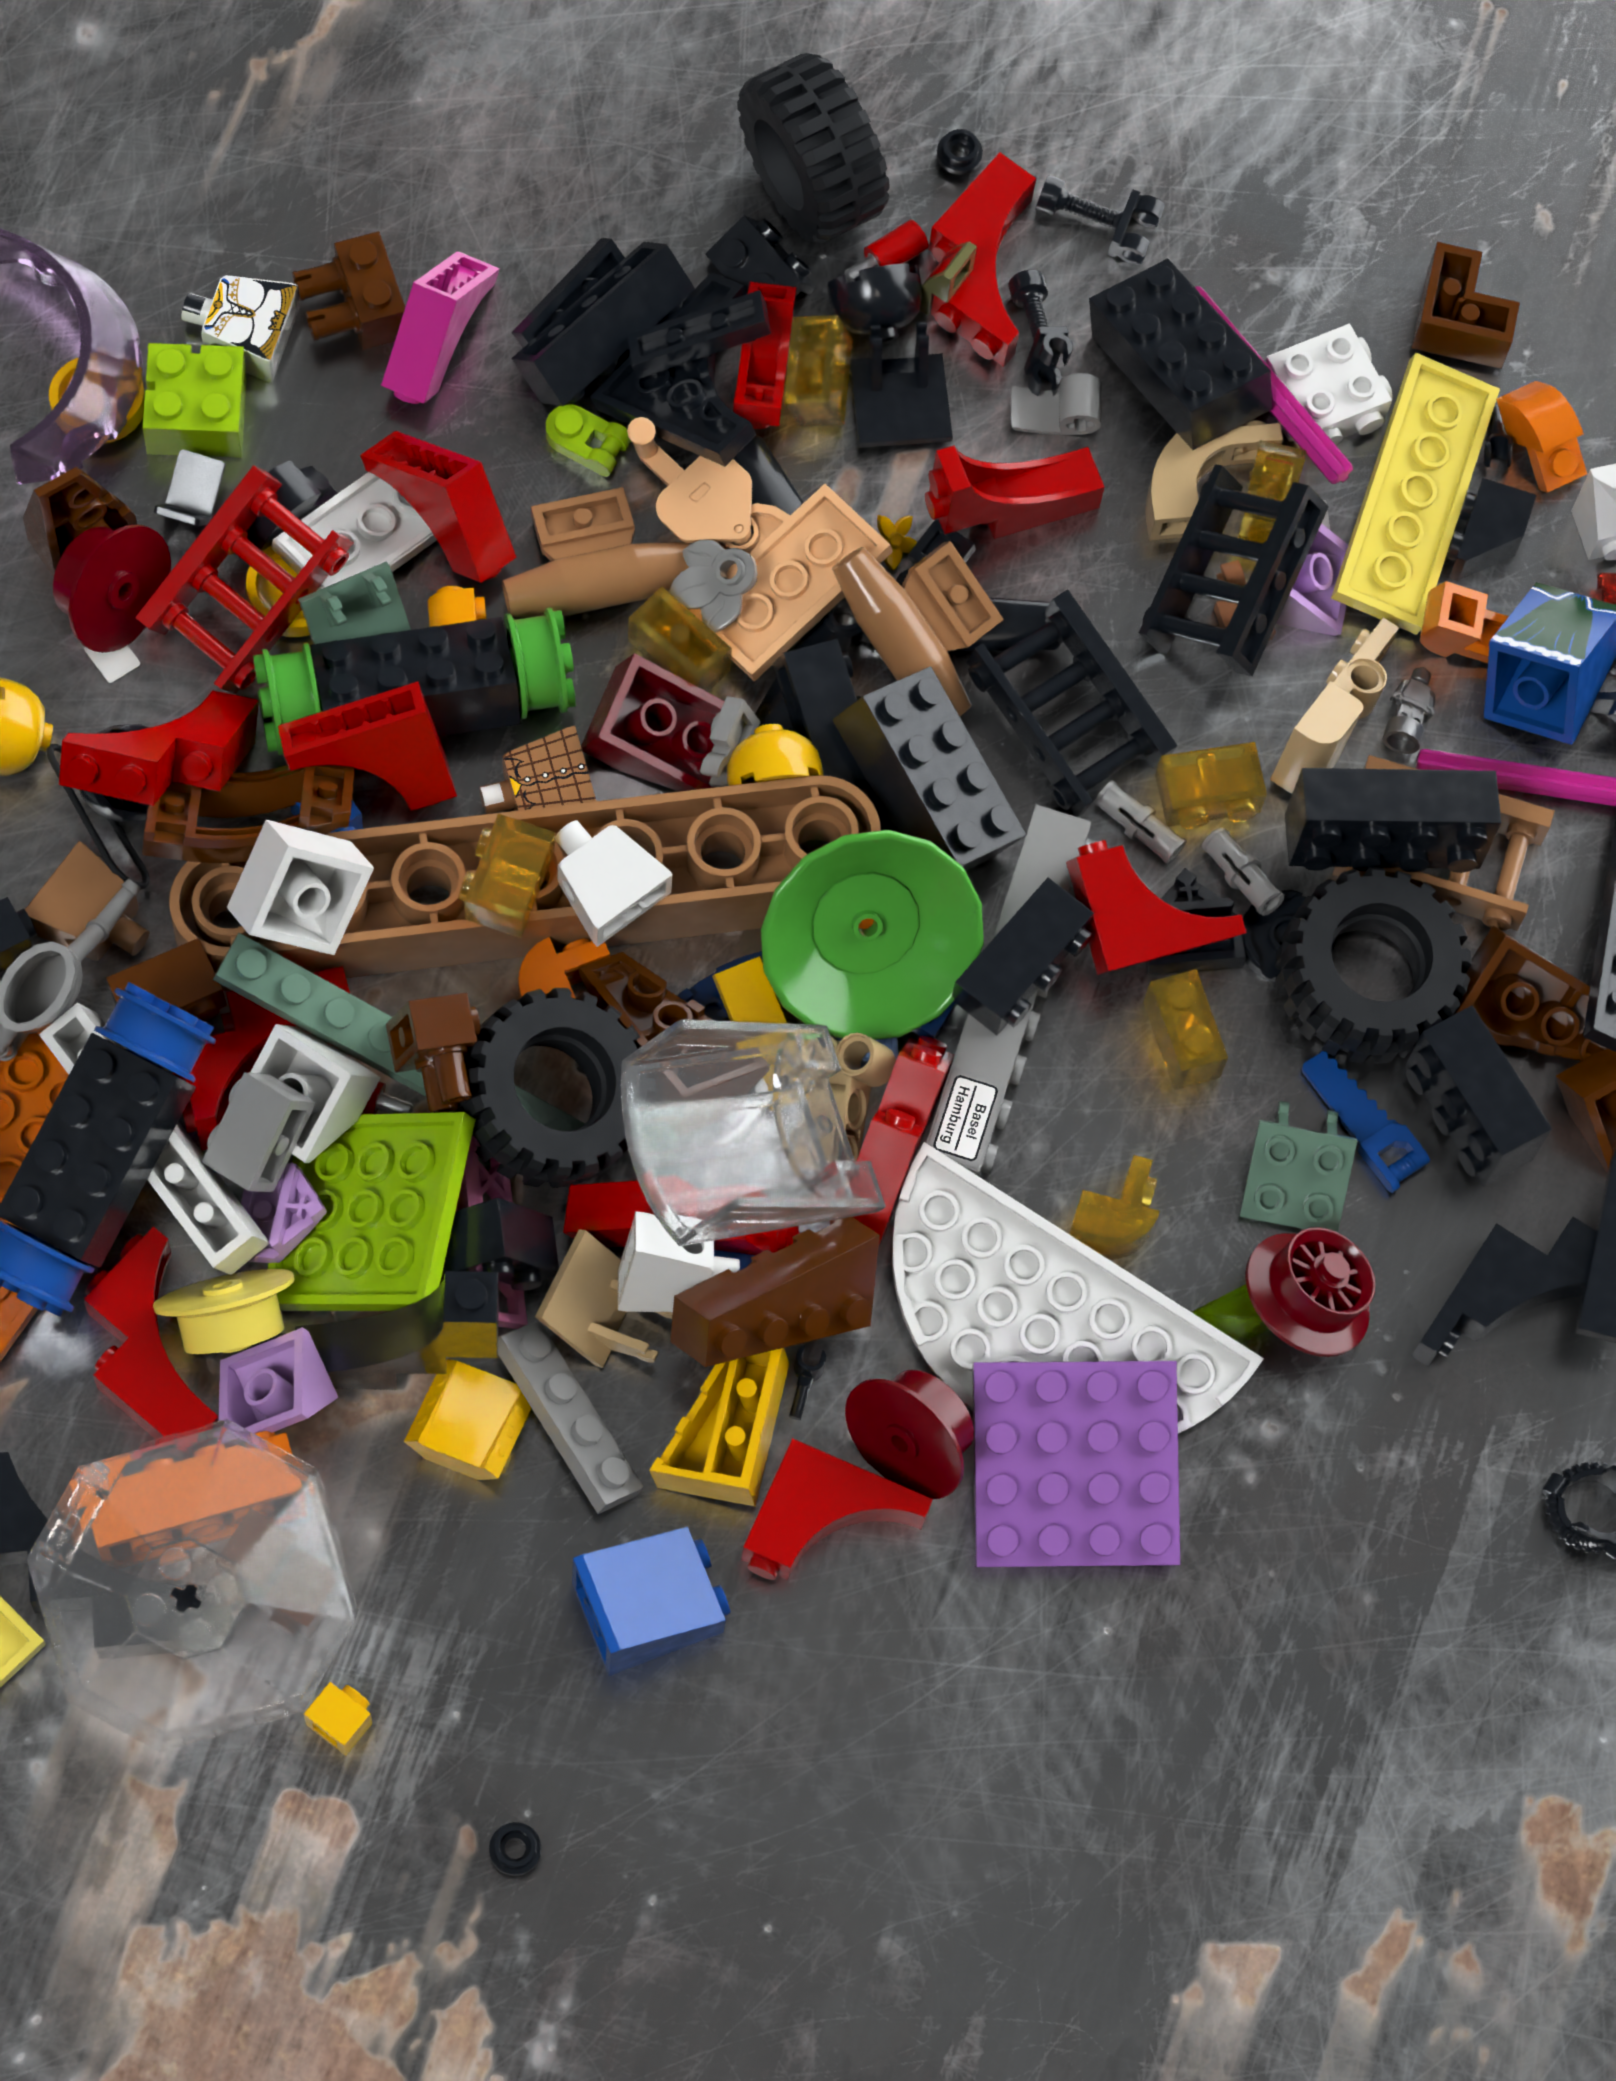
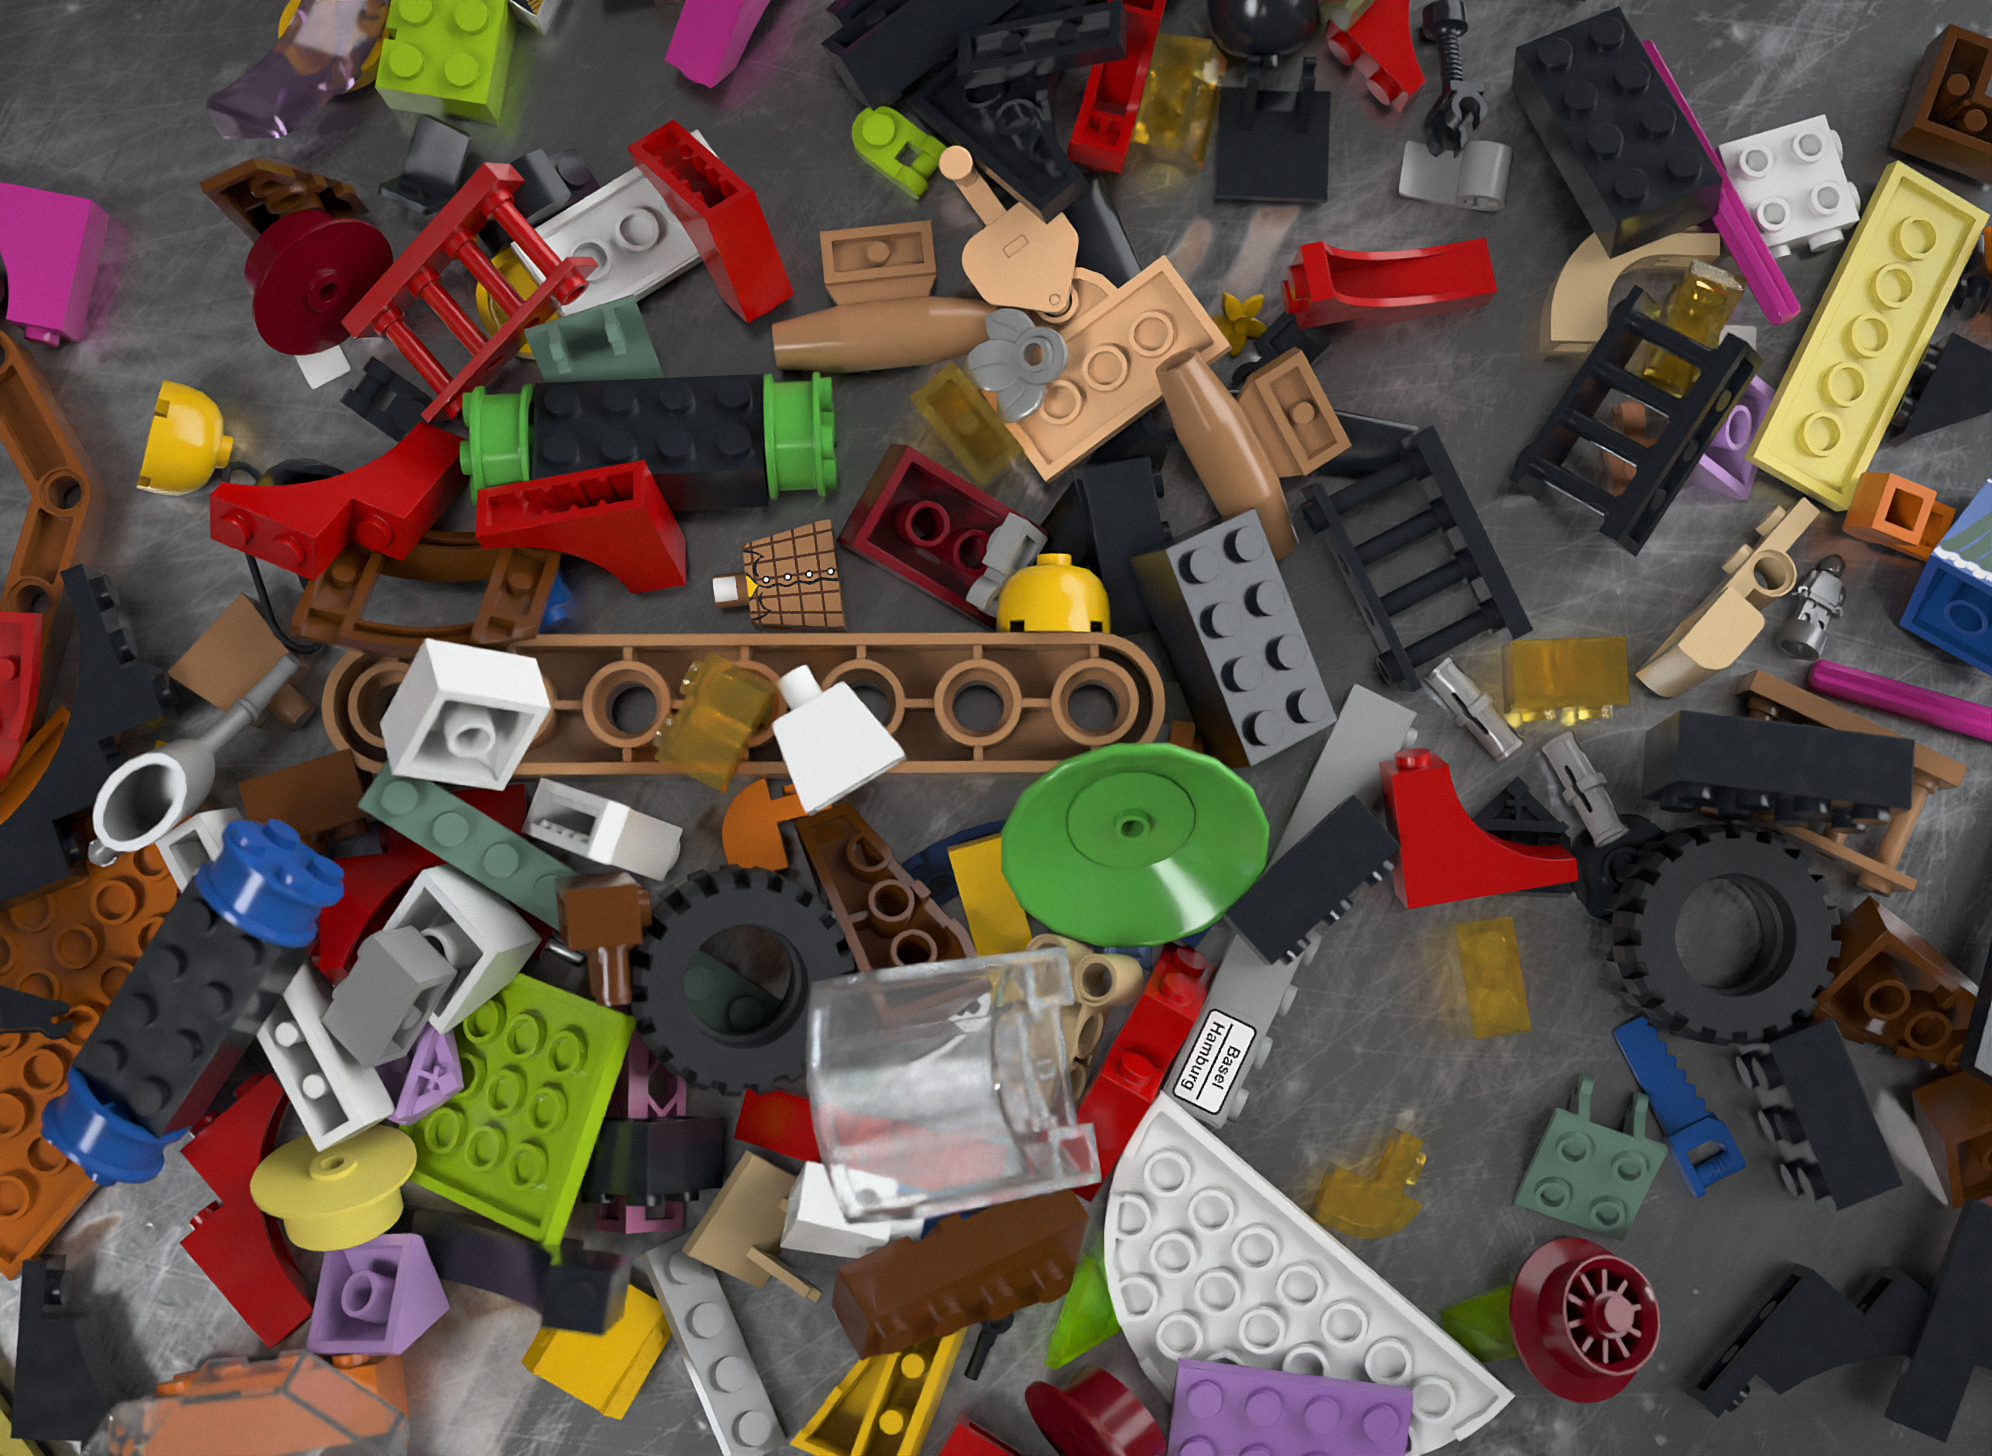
camera: 15 degrees right, 15 degrees up
(193, 691) = (402, 412): none -> black plate
(410, 971) = (602, 830): none -> white arch
(454, 606) = (715, 352): light orange plate -> none
(889, 1342) = (1085, 1315): none -> clear neon green slope

